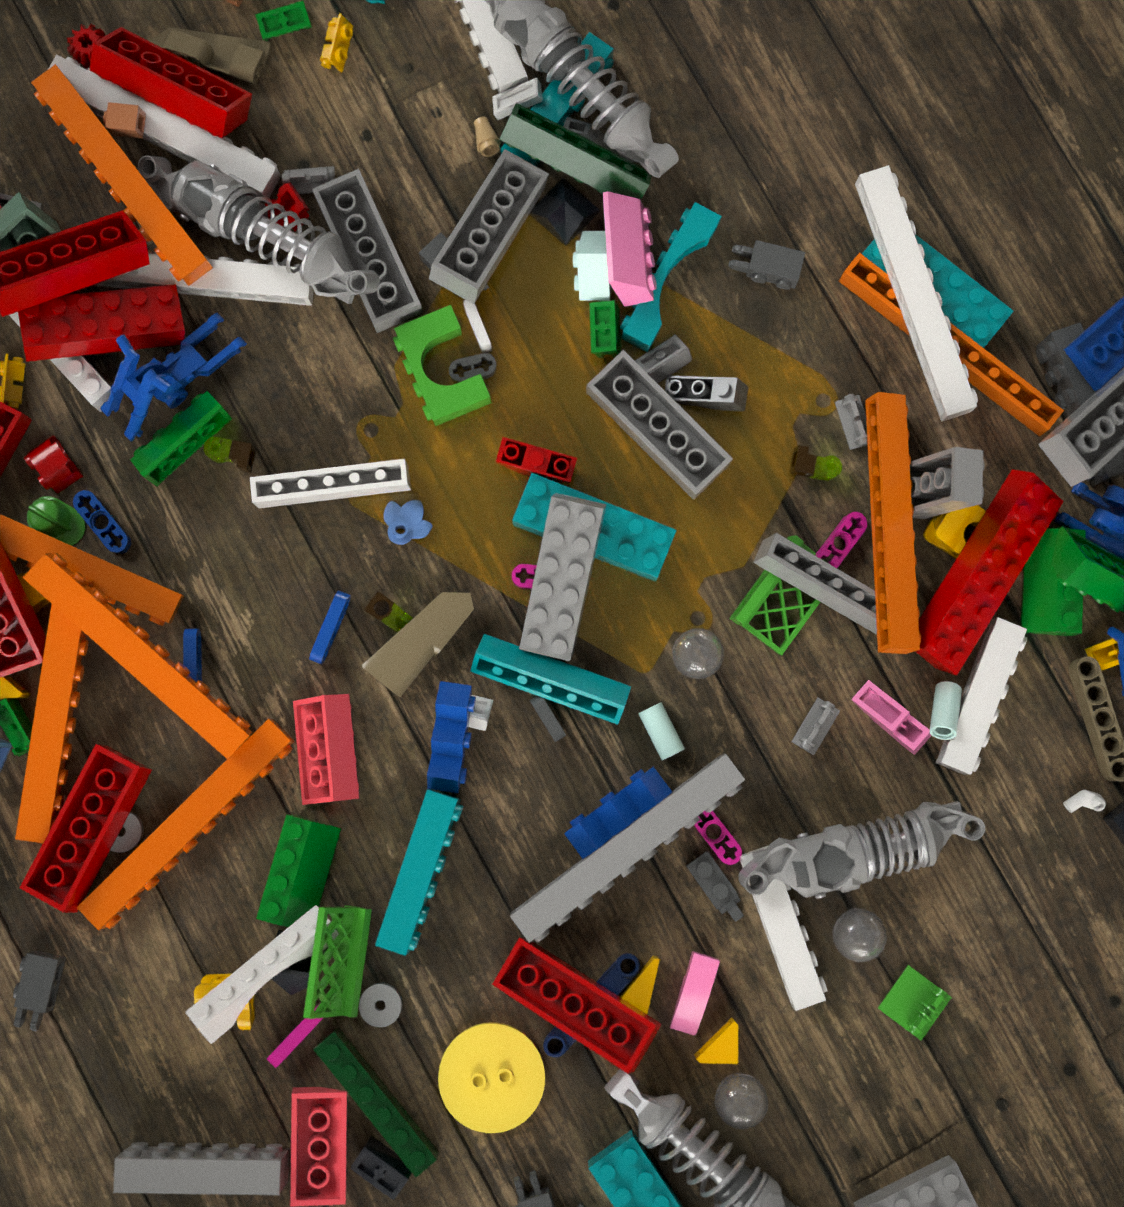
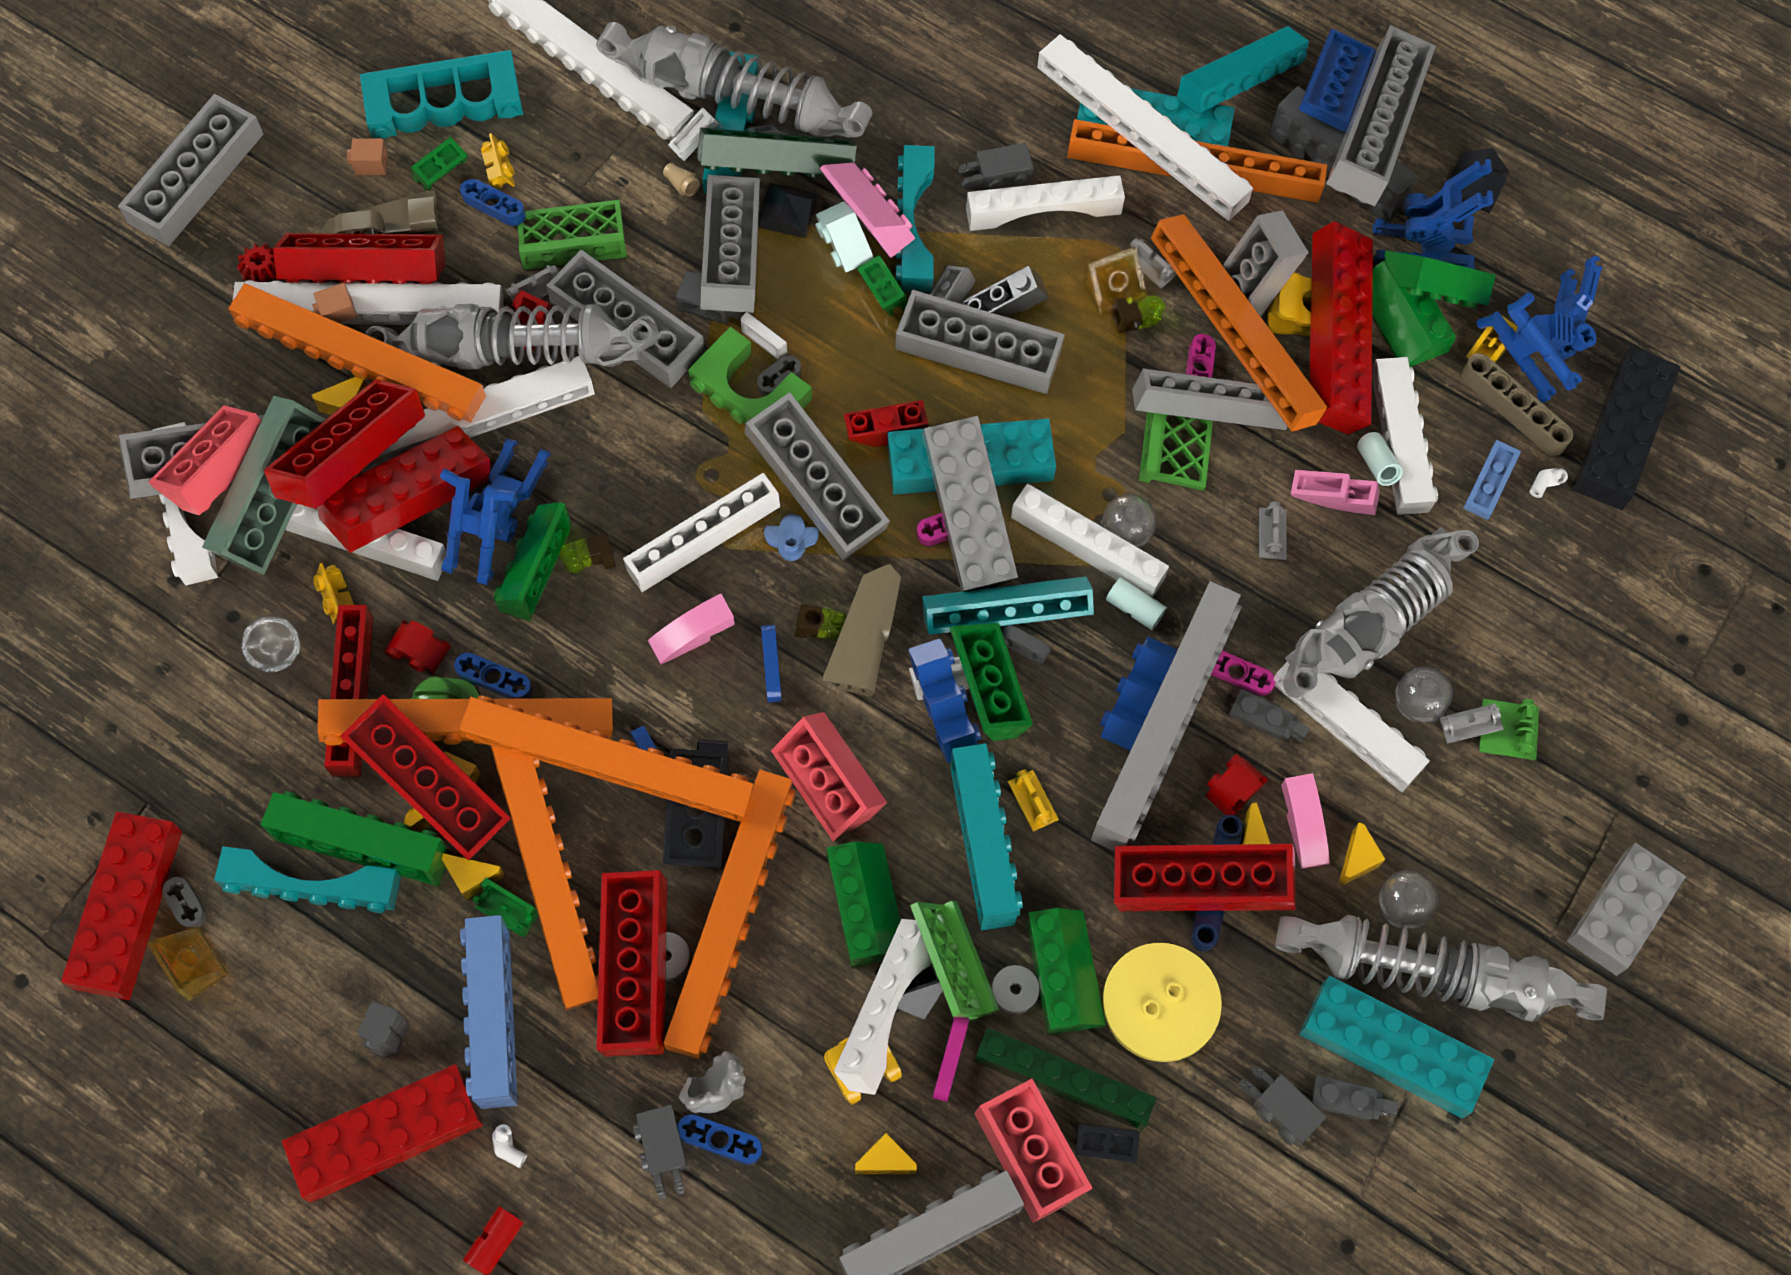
camera: 30 degrees left, 15 degrees down
(93, 1022) = (701, 1124): none -> blue beam
(96, 206) = (335, 397): none -> yellow slope
(101, 962) = (717, 1088): none -> light grey hair
(203, 1088) = (885, 1158): none -> yellow slope
(234, 692) = (678, 819): none -> black hinge
(281, 564) = (692, 629): none -> bright pink slope
(313, 70) = (496, 211): none -> blue beam
(354, 159) = (560, 252): none -> bright green fence
(427, 1013) = (1064, 970): none -> green slope
(448, 483) = (816, 476): none -> light grey brick
(481, 856) = (1032, 800): none -> yellow hinge
(496, 739) = (992, 680): none -> green slope
(651, 656) = (1088, 540): none -> white brick
(657, 931) = (1235, 786): none -> red cylinder
(811, 425) = (1115, 278): none -> clear yellow slope
(828, 329) = (1091, 196): none -> white arch
(884, 982) = (1471, 723): none -> light grey hinge
(1036, 776) = (1492, 480): none -> medium blue plate
(1043, 277) = (1242, 69): none -> teal brick

